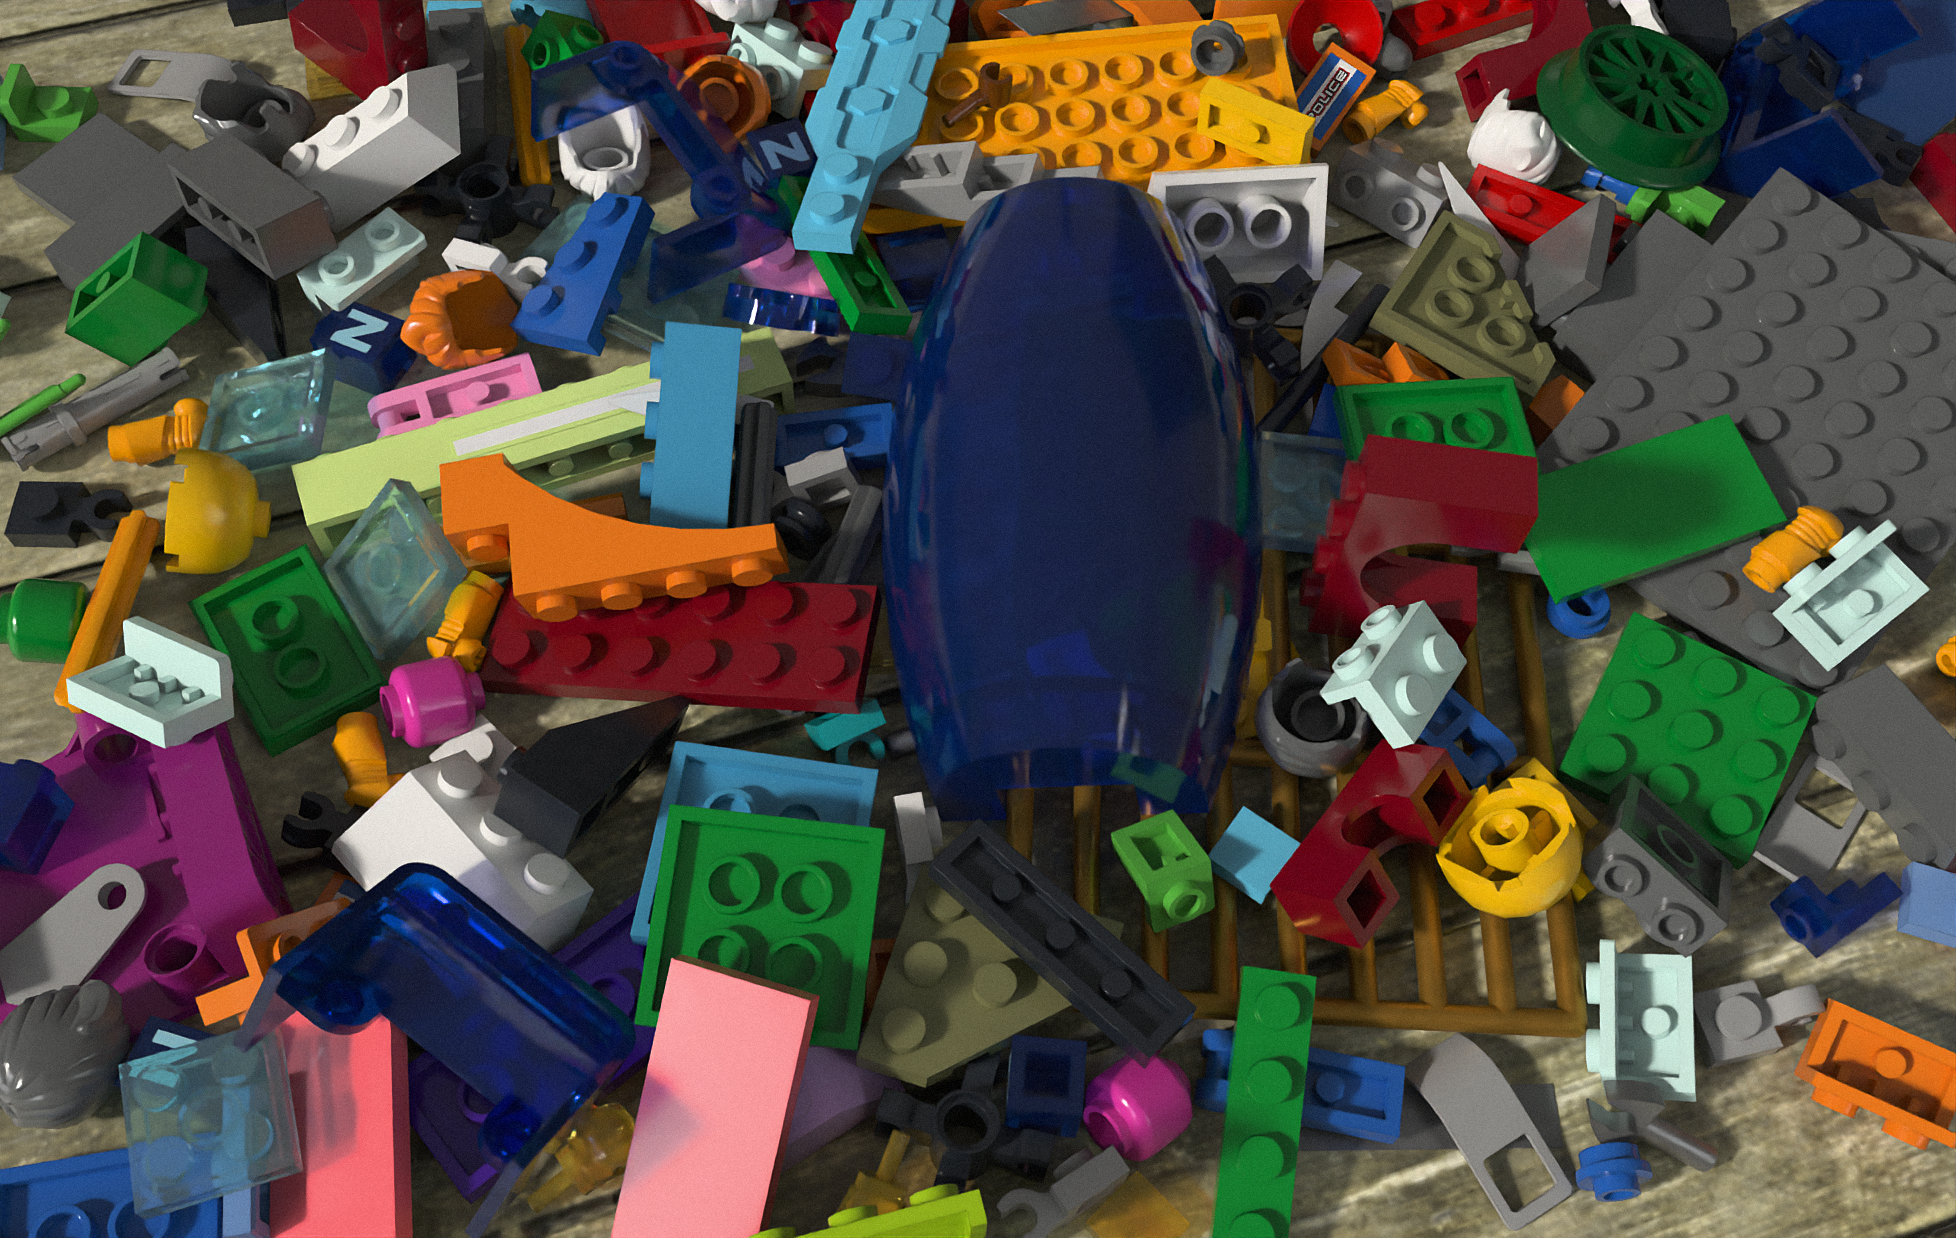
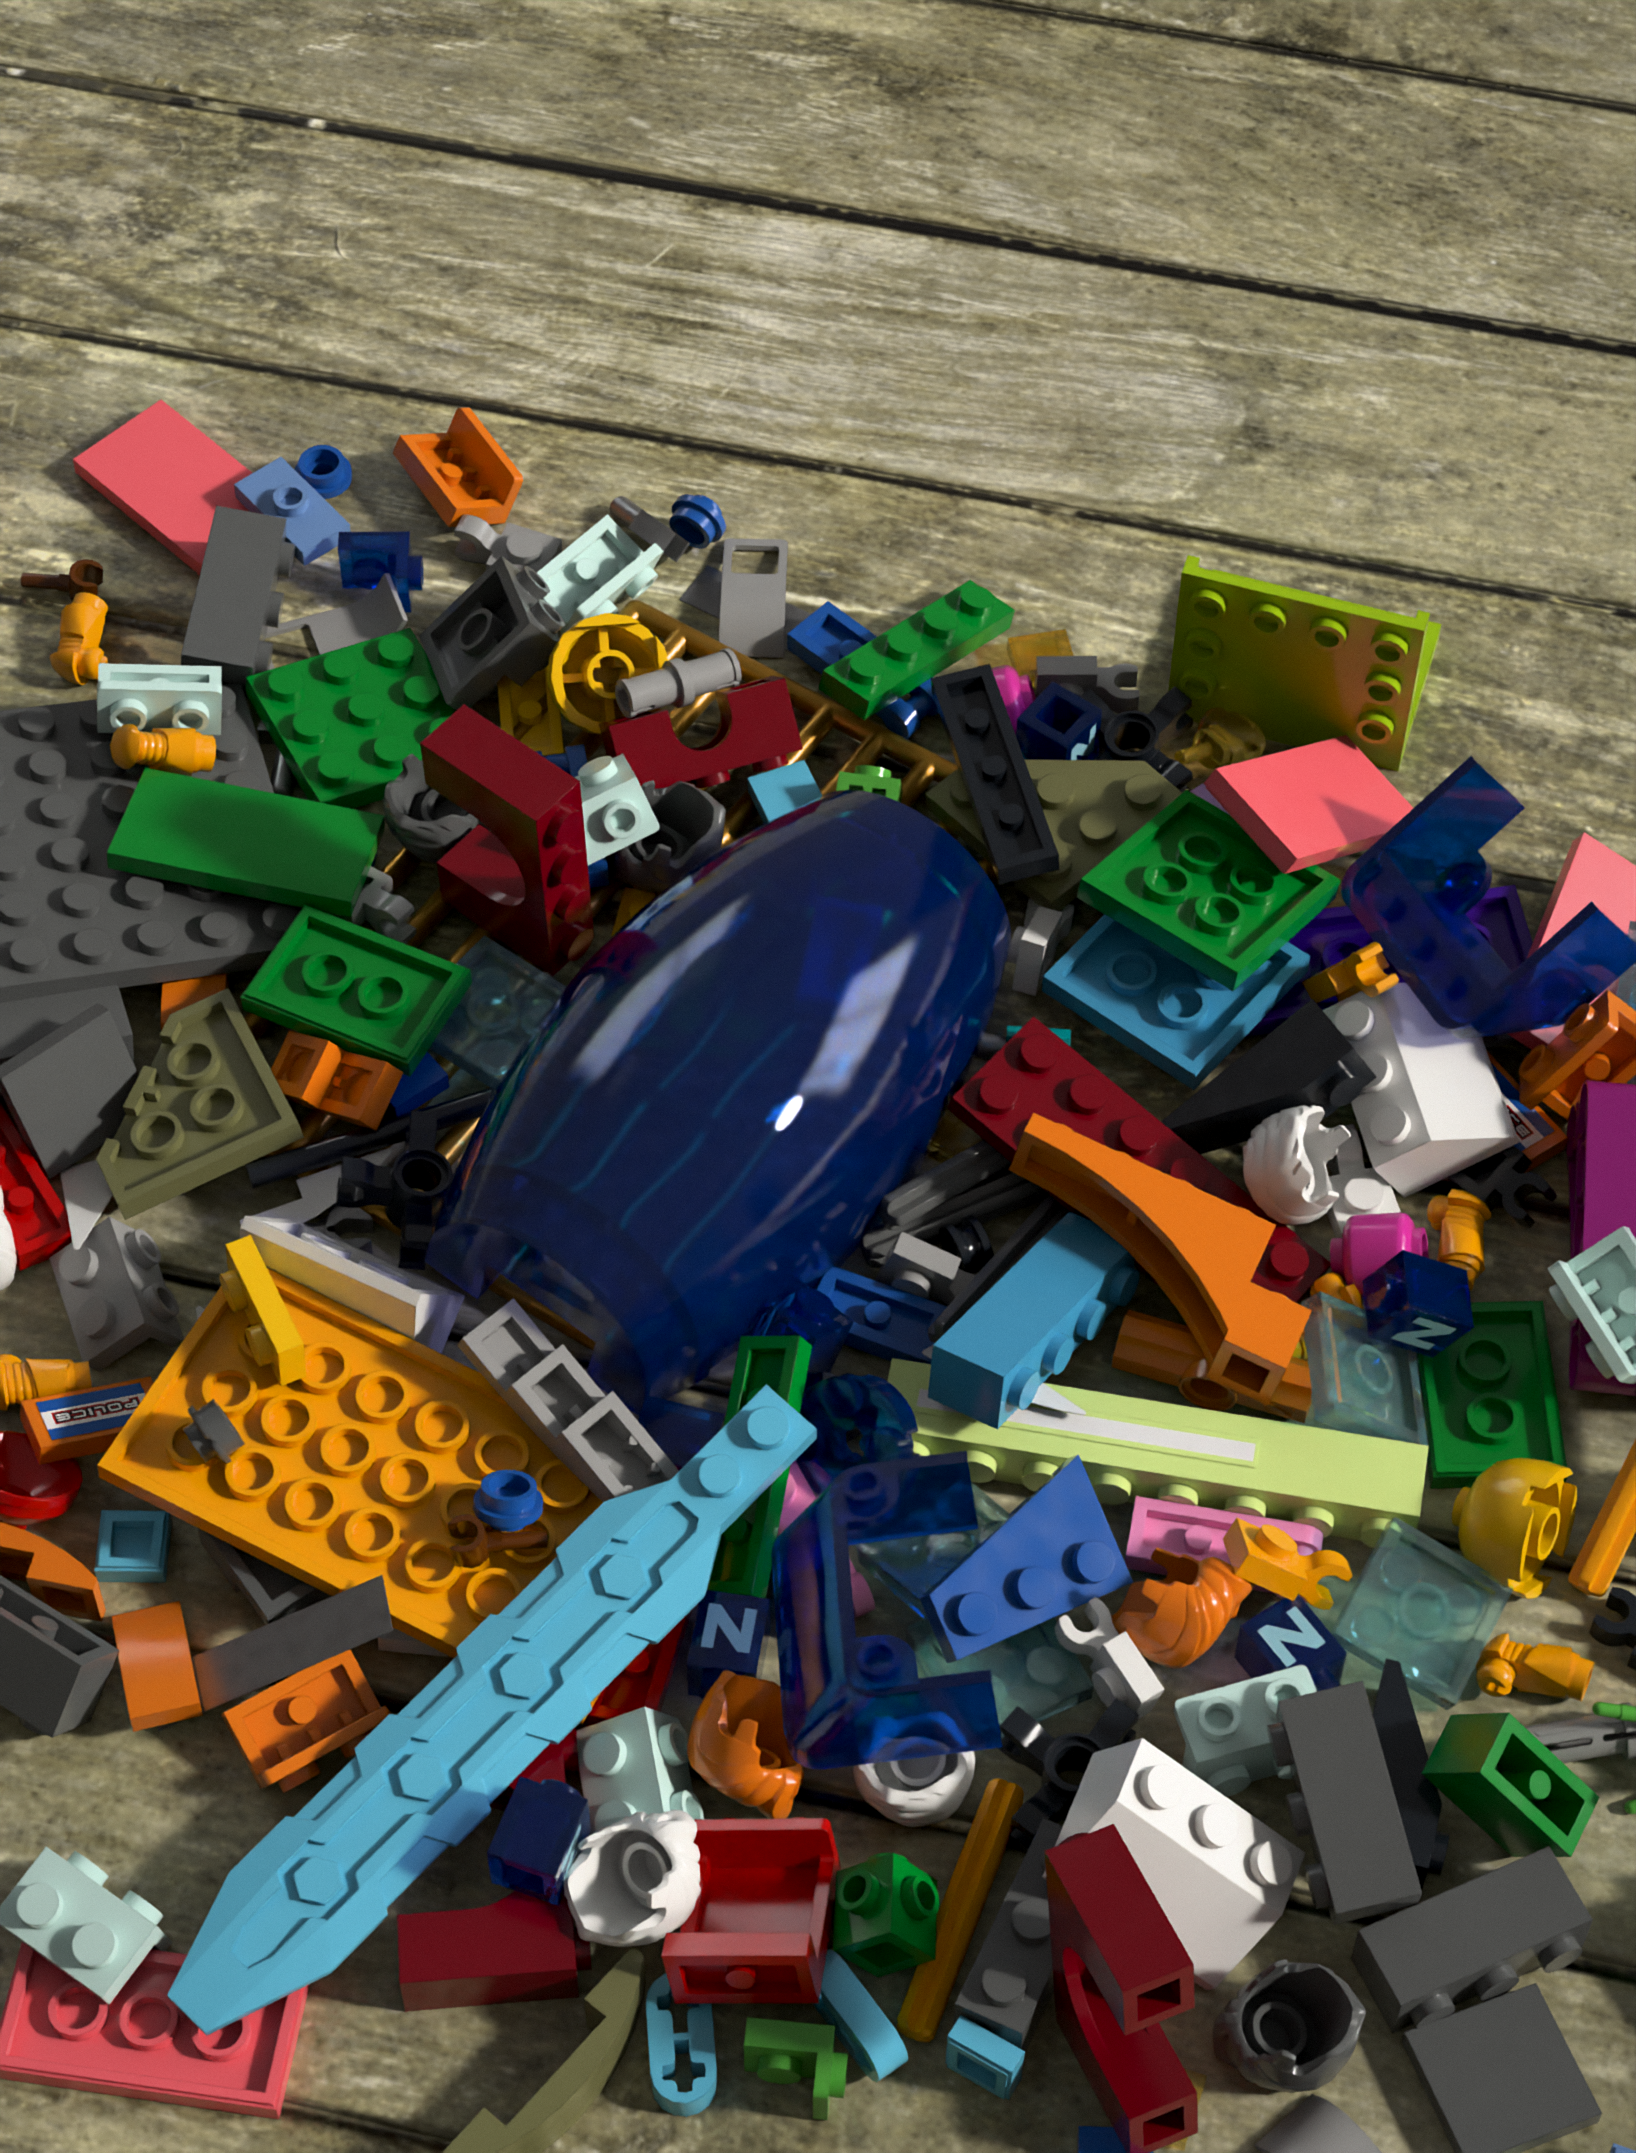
camera: 145 degrees left, 5 degrees down
(364, 632) = (1417, 1303): none -> clear blue brick
(395, 364) = (1272, 1562): none -> light orange plate
(539, 693) = (1288, 1164): none -> white hair
(578, 926) = (1351, 975): none -> light orange plate
(984, 112) = (508, 1500): none -> blue plate
(1431, 854) = (678, 682): none -> light grey pin
(1531, 640) = (421, 816): none -> dark grey hair

